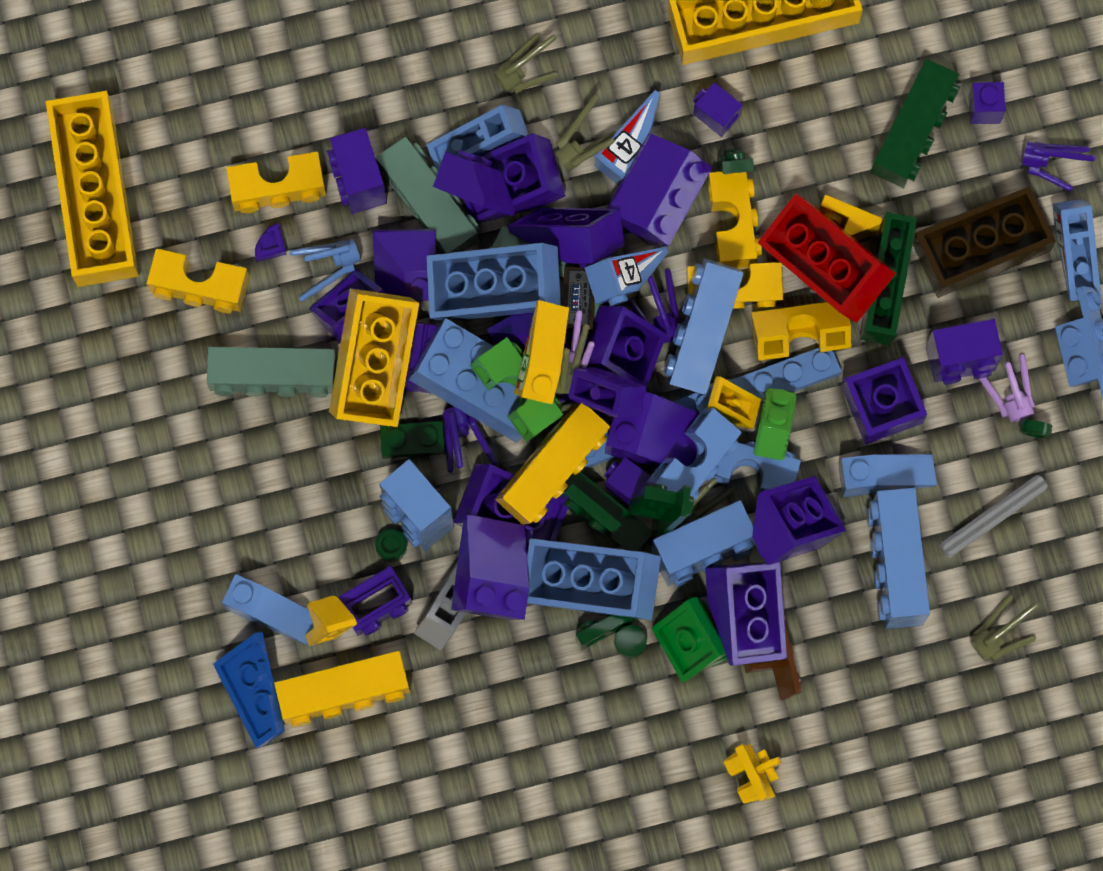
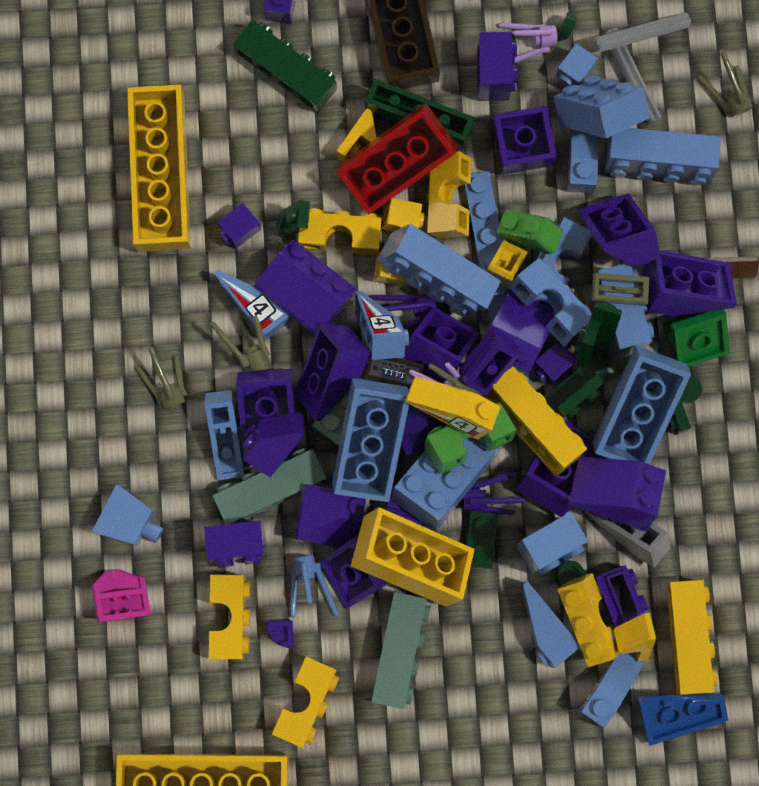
camera: 80 degrees left, 5 degrees up
(279, 65) = (120, 596): none -> dark pink slope
(318, 530) = (549, 633): none -> medium blue slope
(356, 552) = (581, 604): none -> yellow arch
(365, 56) = (127, 519): none -> medium blue torso
(724, 553) = (596, 288): none -> olive tile
(937, 472) = (601, 106): none -> medium blue brick
(986, 447) = (576, 66): none -> medium blue brick
(1047, 515) = (642, 32): none -> light grey axle

